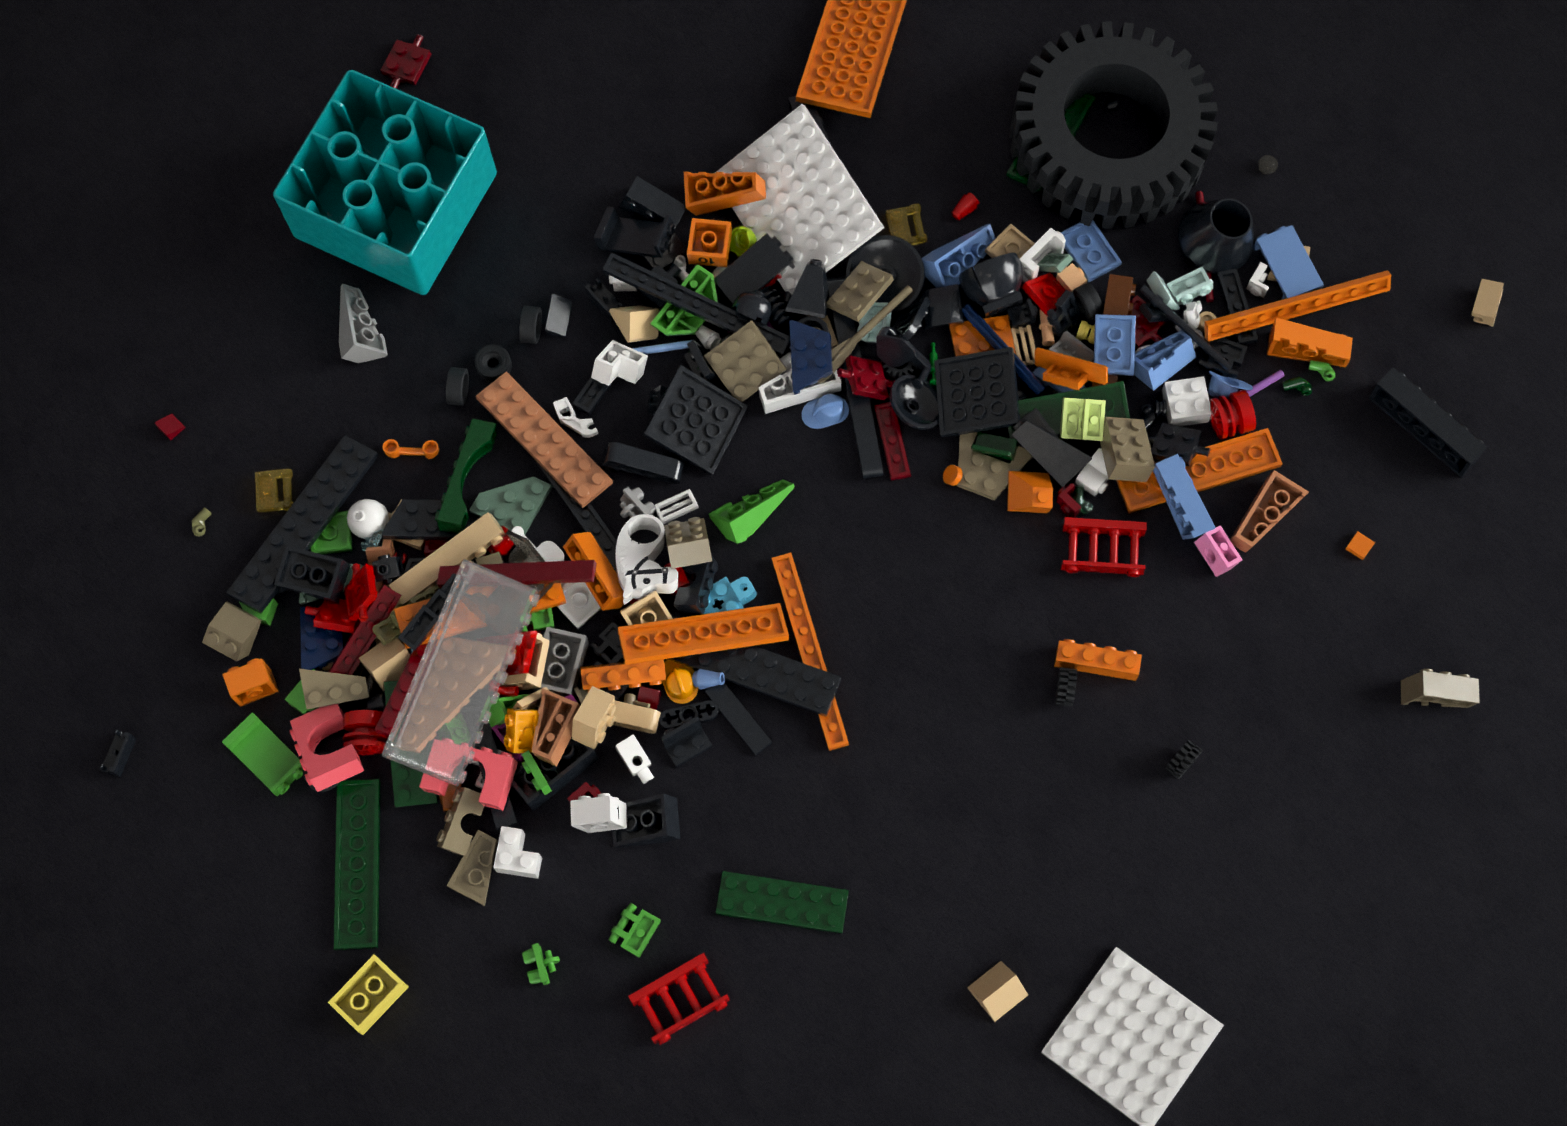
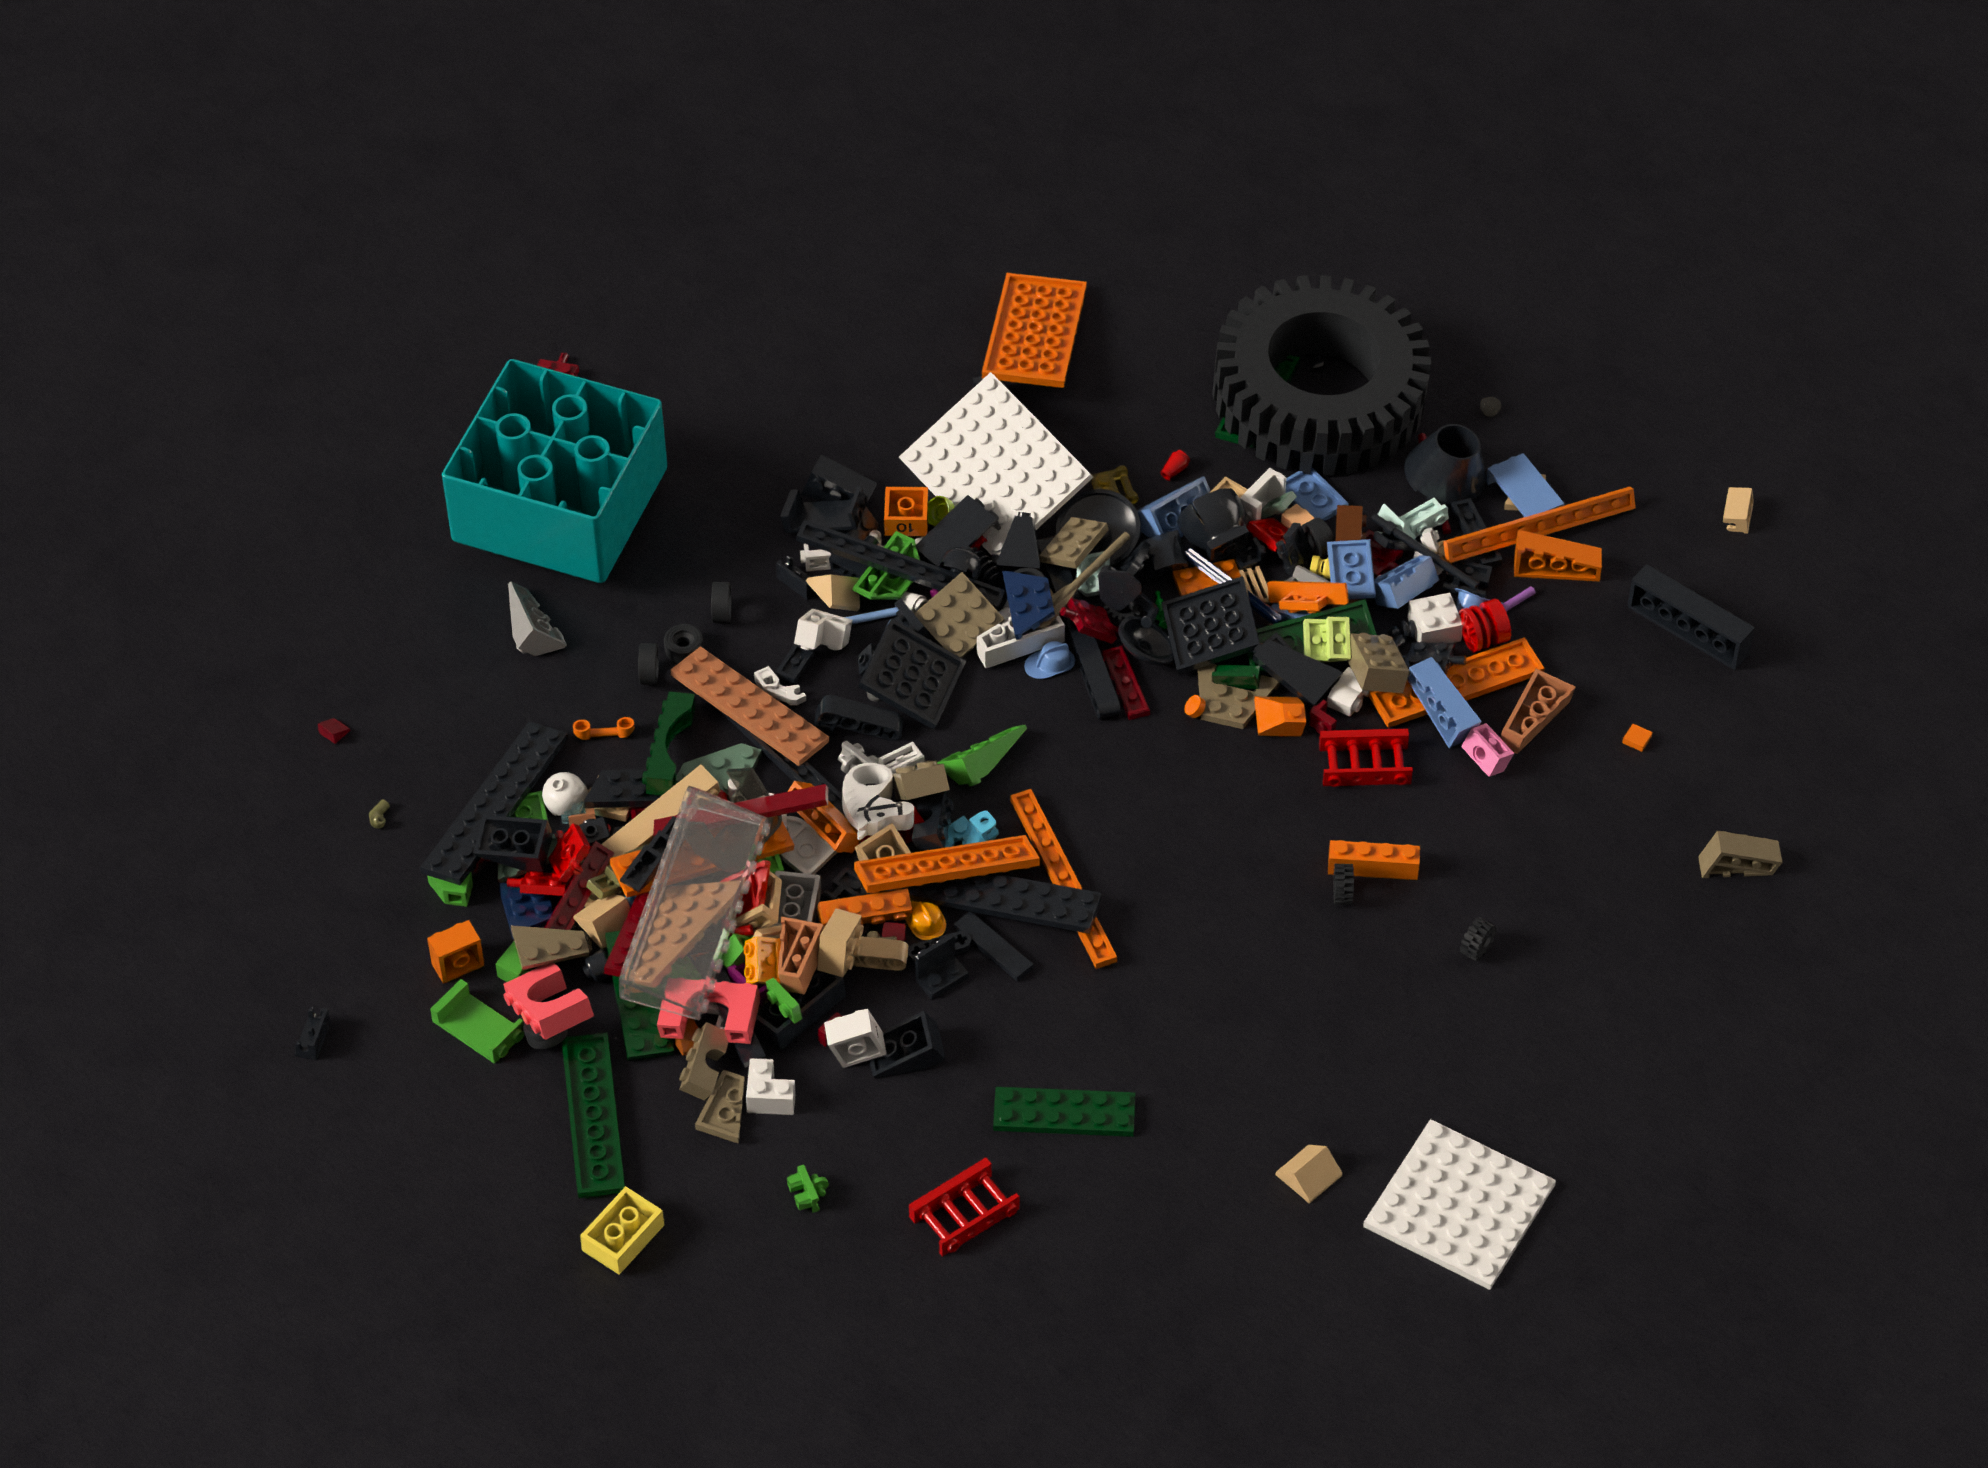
camera: 10 degrees left, 20 degrees down
(232, 632) = (429, 906): dark tan slope -> none
(268, 491) = (450, 780): clear yellow plate -> none
(362, 732) = (589, 977): red wheel -> none
(558, 316) = (749, 596): slope -> none
(629, 750) = (885, 986): white torso -> none
(640, 932) = (912, 1152): bright green plate -> none
(705, 679) = (955, 910): medium blue cone -> none
(721, 190) = (914, 463): orange wedge -> none
(1046, 329) = (1276, 566): light nougat axle -> none
(1086, 507) = (1341, 724): clear green arm -> none
(1256, 284) = (1494, 508): white bracket -> none
(1298, 383) = (1552, 597): dark green arm -> none
(1323, 368) = (1575, 582): bright green arm -> none

